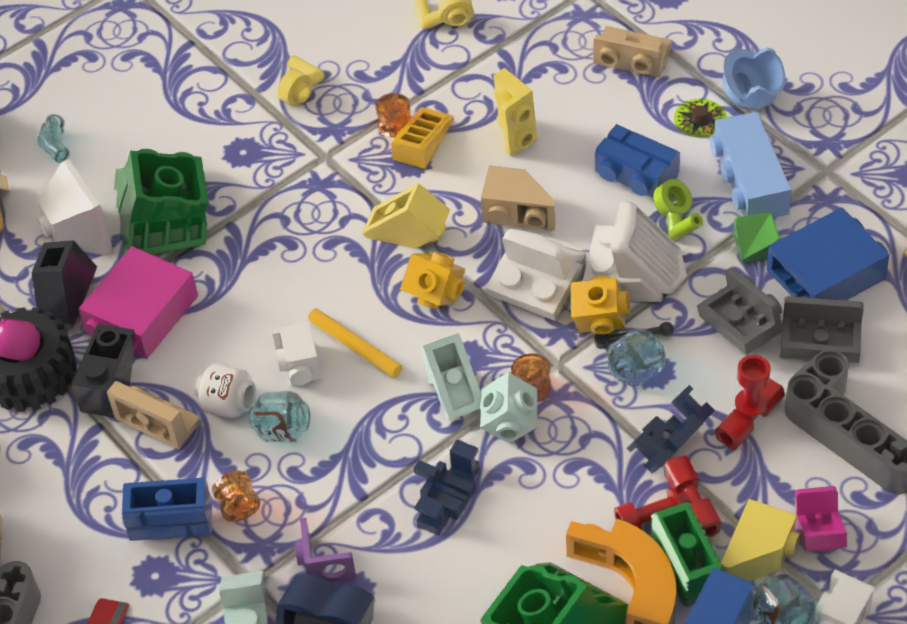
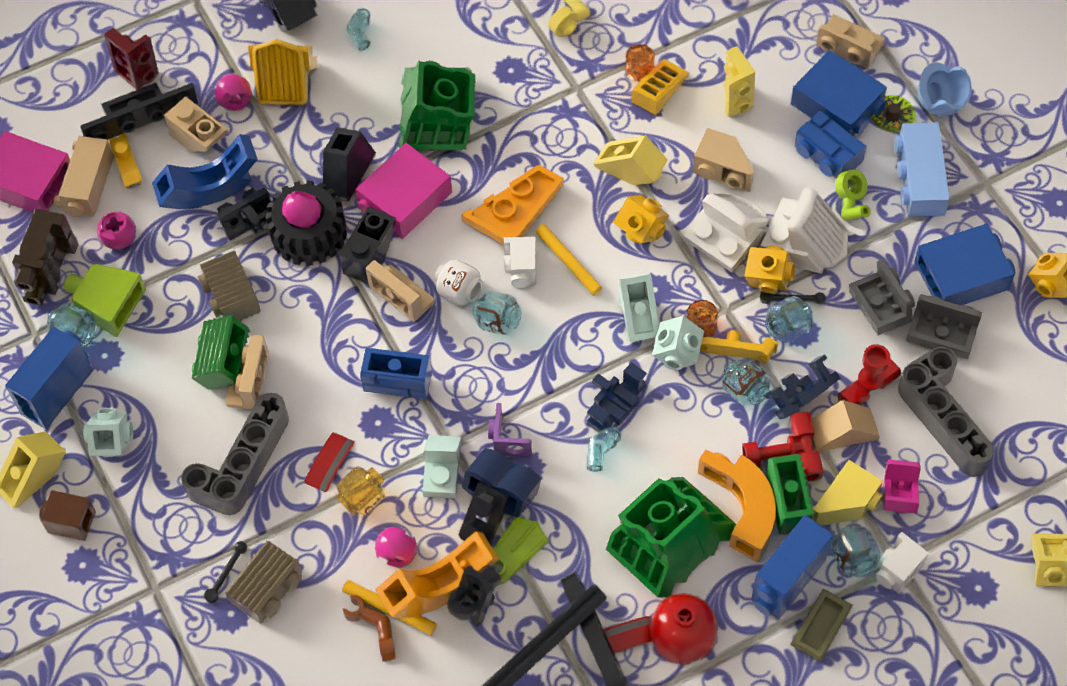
camera: 10 degrees right, 10 degrees up
(73, 212) = (363, 103): white slope -> none
(235, 496) = (451, 372): clear orange wheel -> none
(279, 295) = (516, 207): none -> light orange wing
(439, 546) = (600, 445): none -> clear light blue arm
(579, 402) = (734, 347): none -> yellow piece
(601, 437) = (746, 381): none -> clear light blue head
(634, 101) = (840, 93): none -> blue brick
(731, 465) = (843, 426): none -> tan slope
(754, 235) = (911, 232): bright green slope -> none

